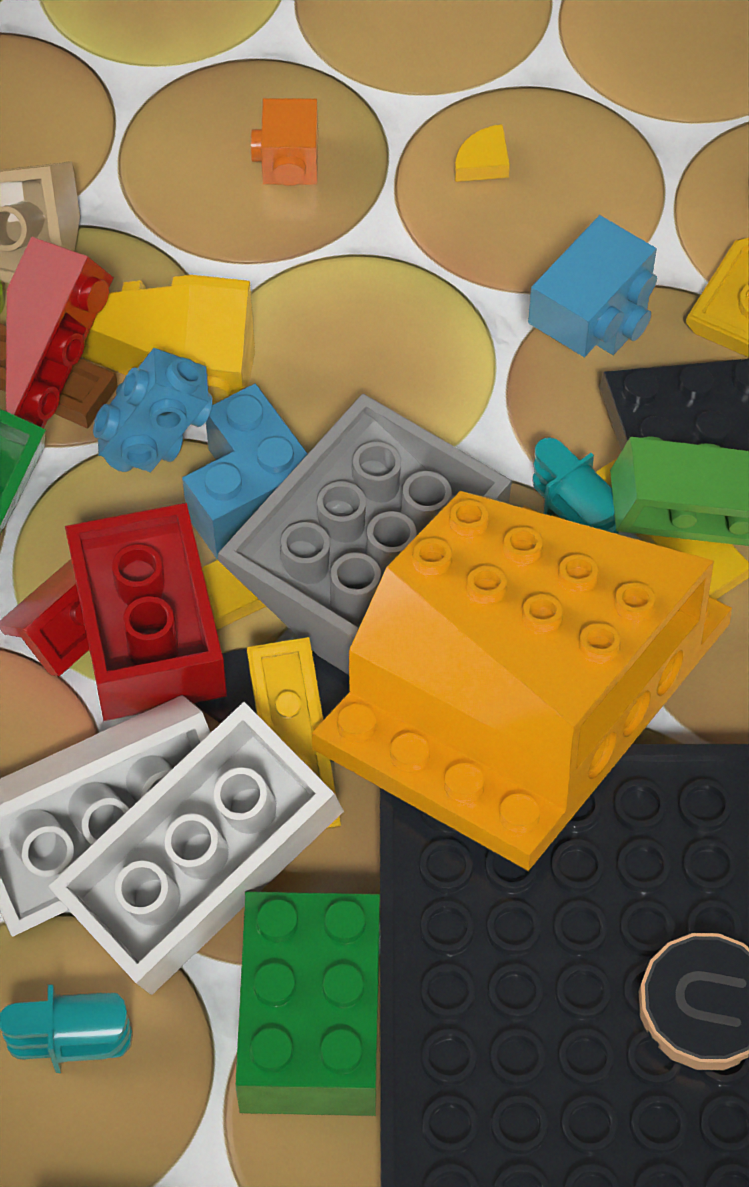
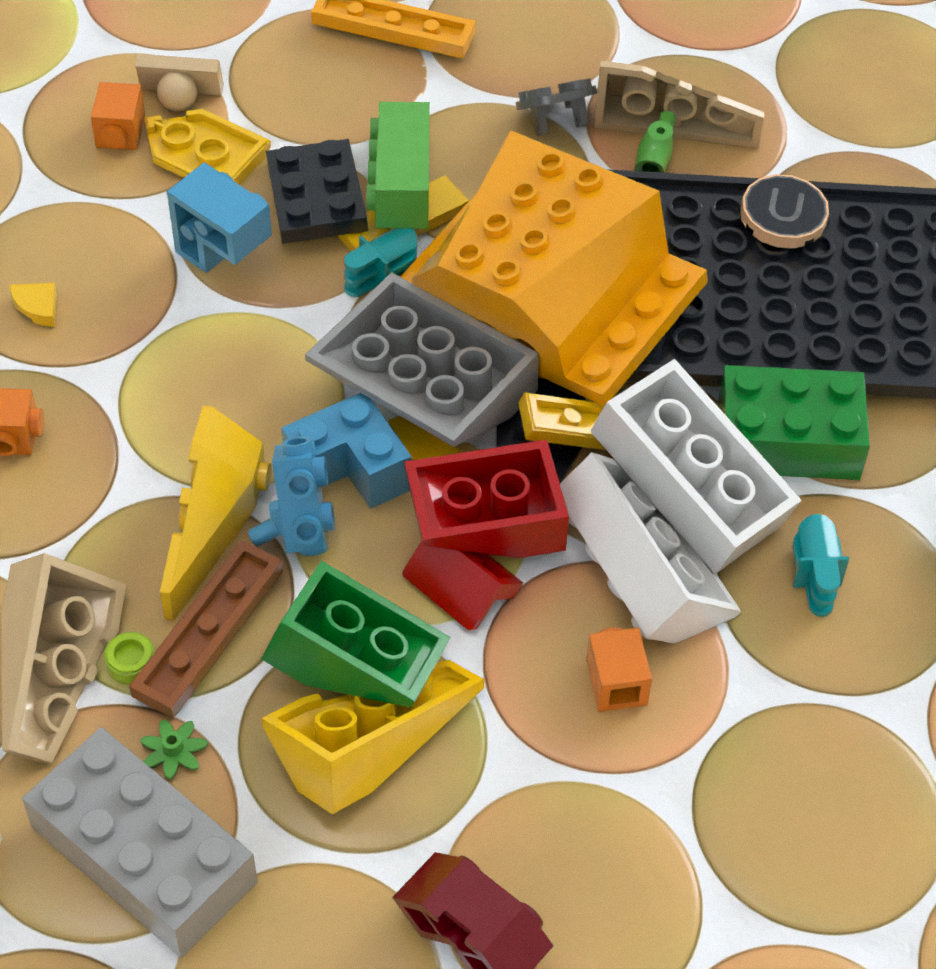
camera: 90 degrees left, 5 degrees down
(47, 321) = (206, 556): slope -> none

